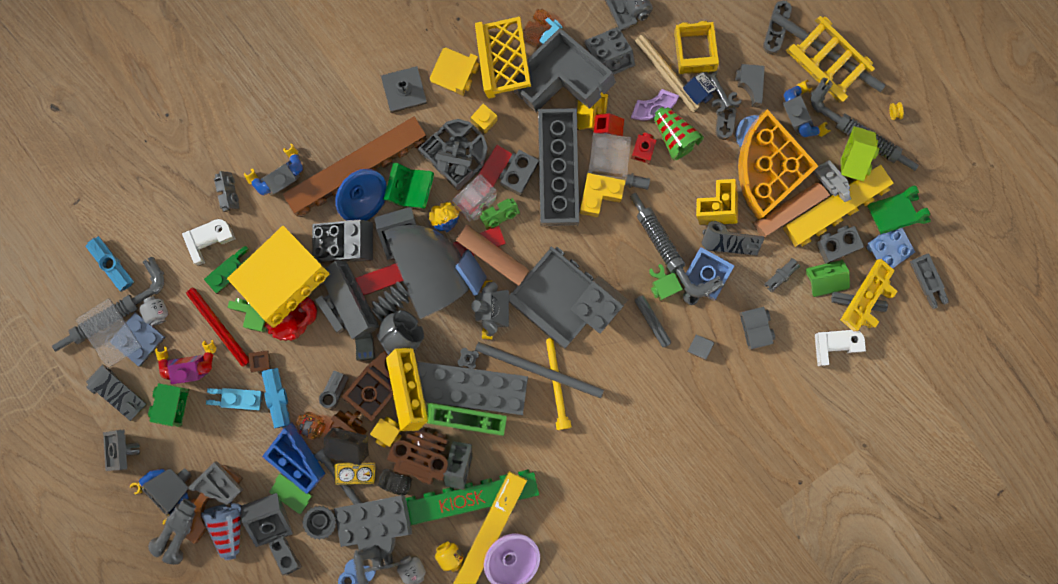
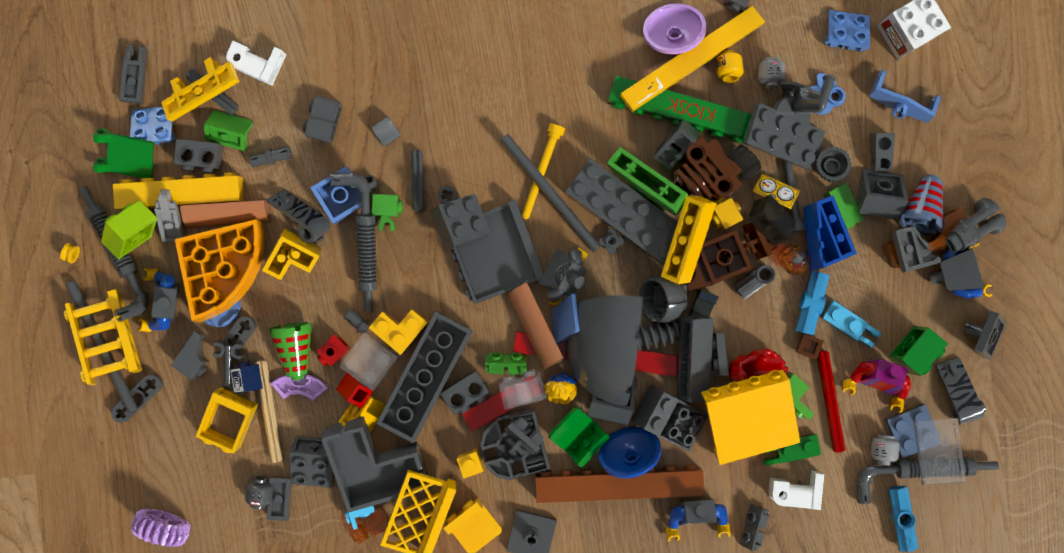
camera: 145 degrees left, 5 degrees up
(624, 328) = (448, 188): none -> dark grey bush

